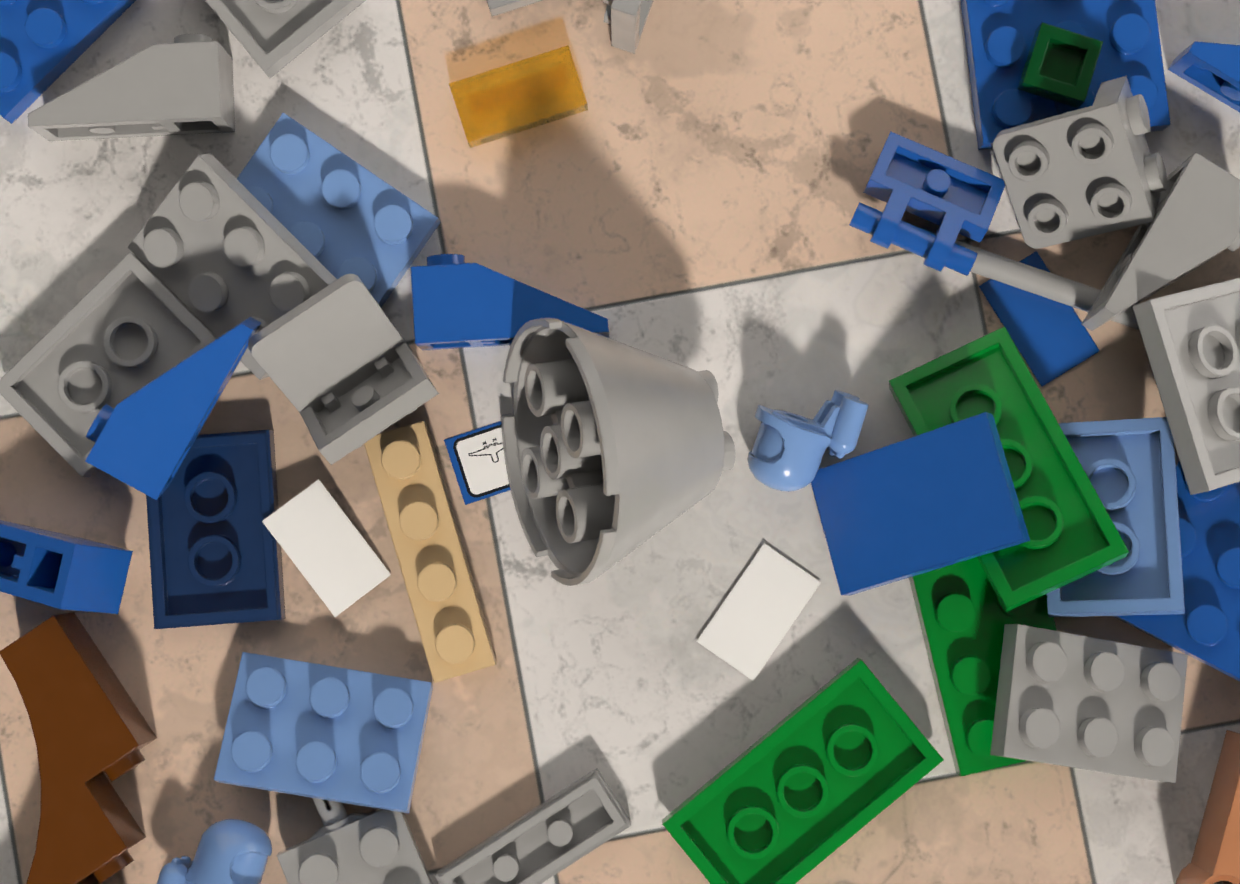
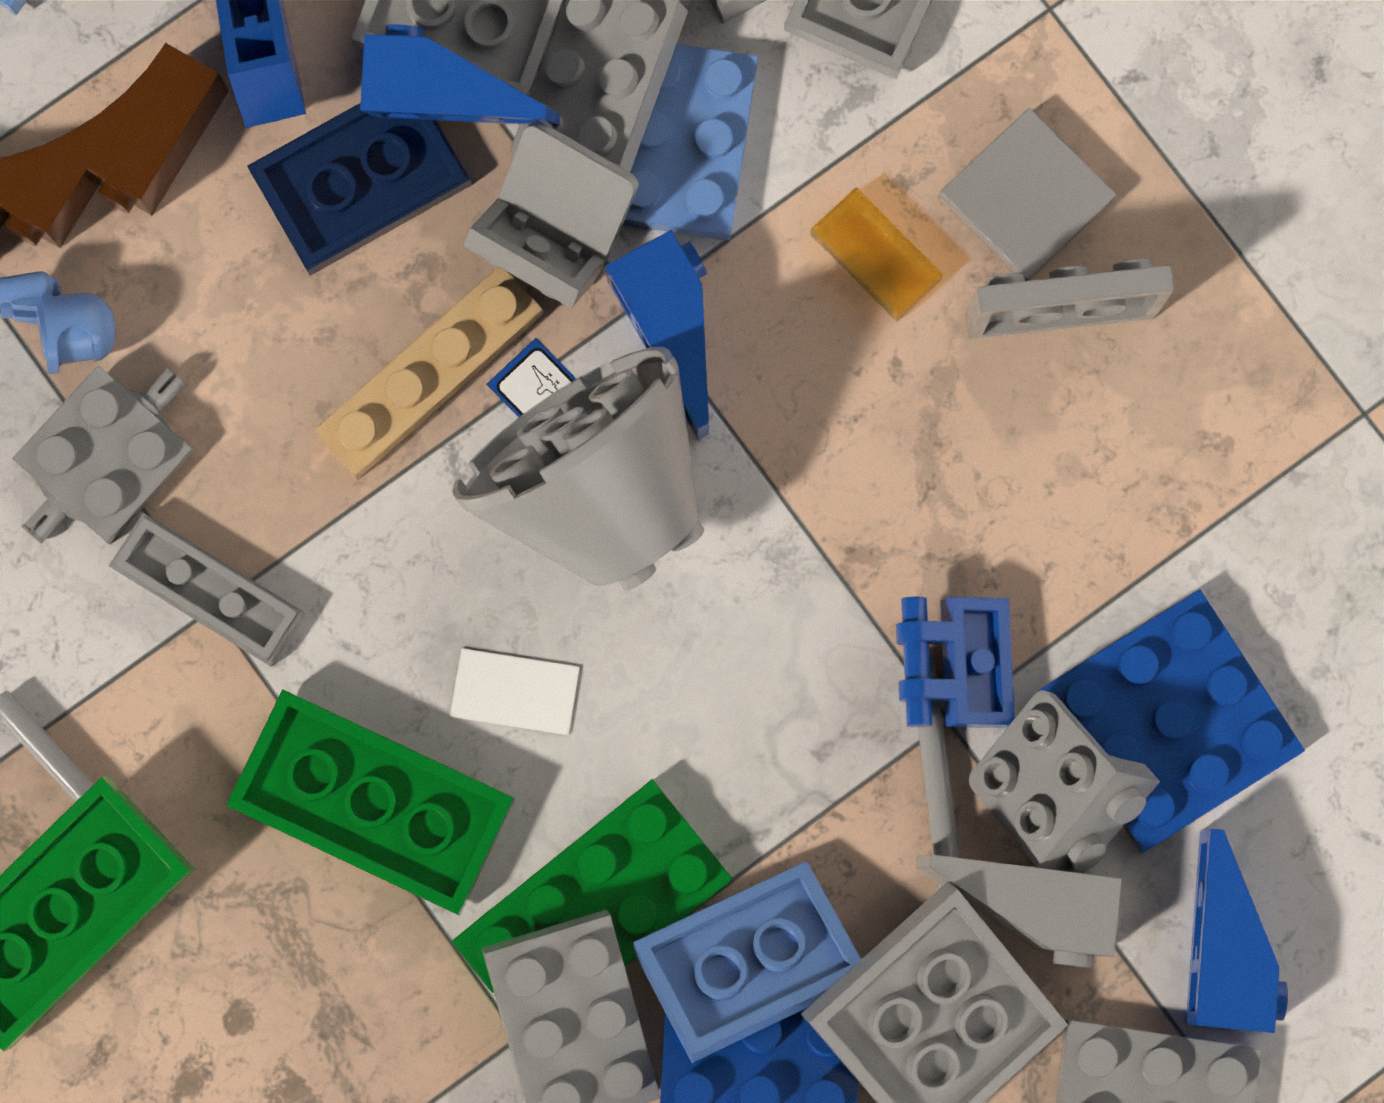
camera: 65 degrees right, 5 degrees down
(324, 732) = (225, 356): medium blue plate -> none
(326, 548) = (389, 280): white sticker -> none
(793, 446) = (679, 645): medium blue piece -> none
(919, 505) = (674, 776): blue tile -> none
(1041, 328) = (900, 825): blue sticker -> none
(1058, 503) = (747, 842): green plate -> none
(1060, 65) = (1142, 719): dark green tile -> none

